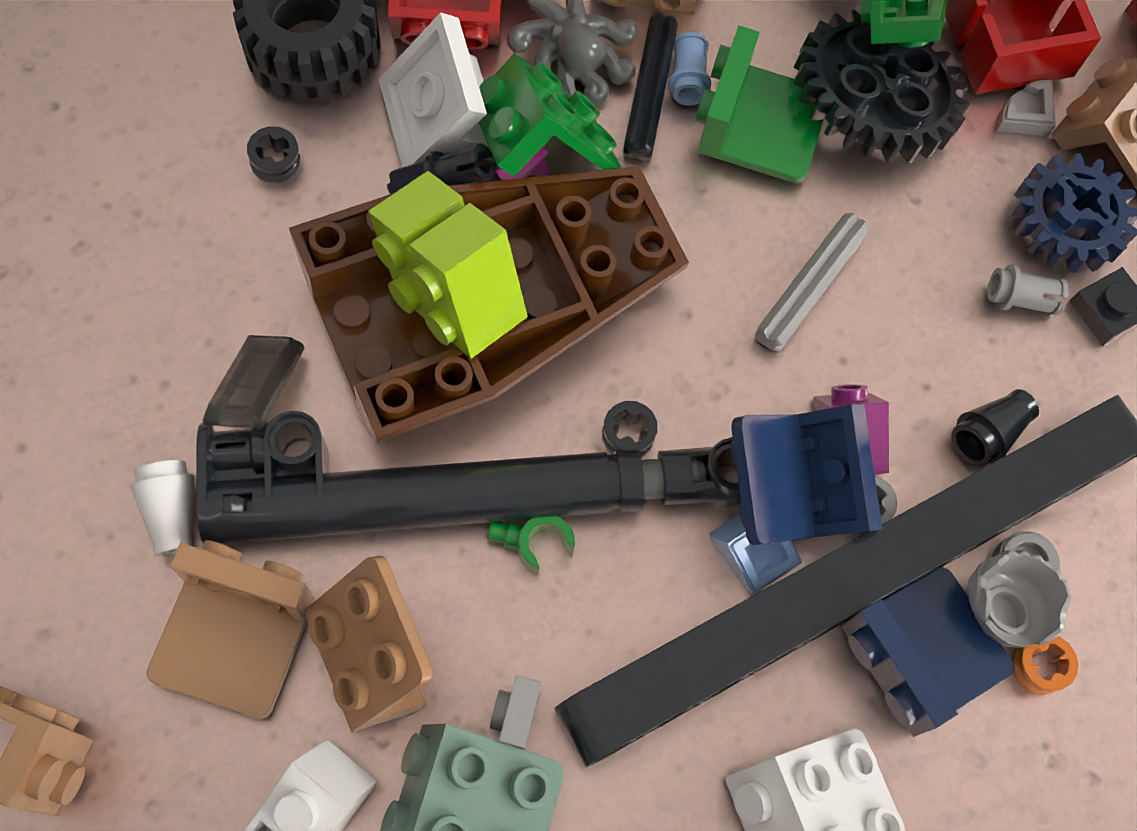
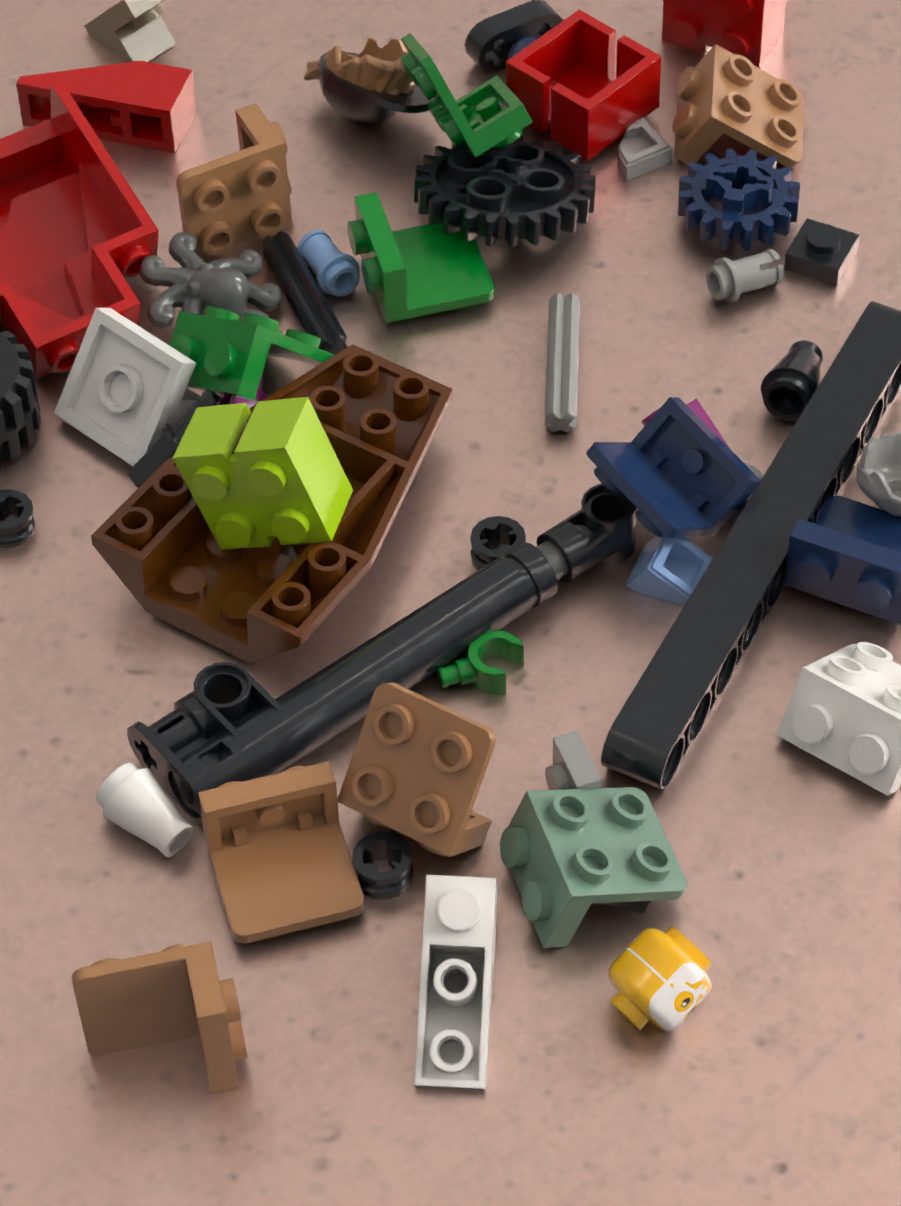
camera: 25 degrees left, 20 degrees down
(253, 382) = (146, 675): clear smoke tile -> none
(293, 694) = (399, 857): none -> black bush

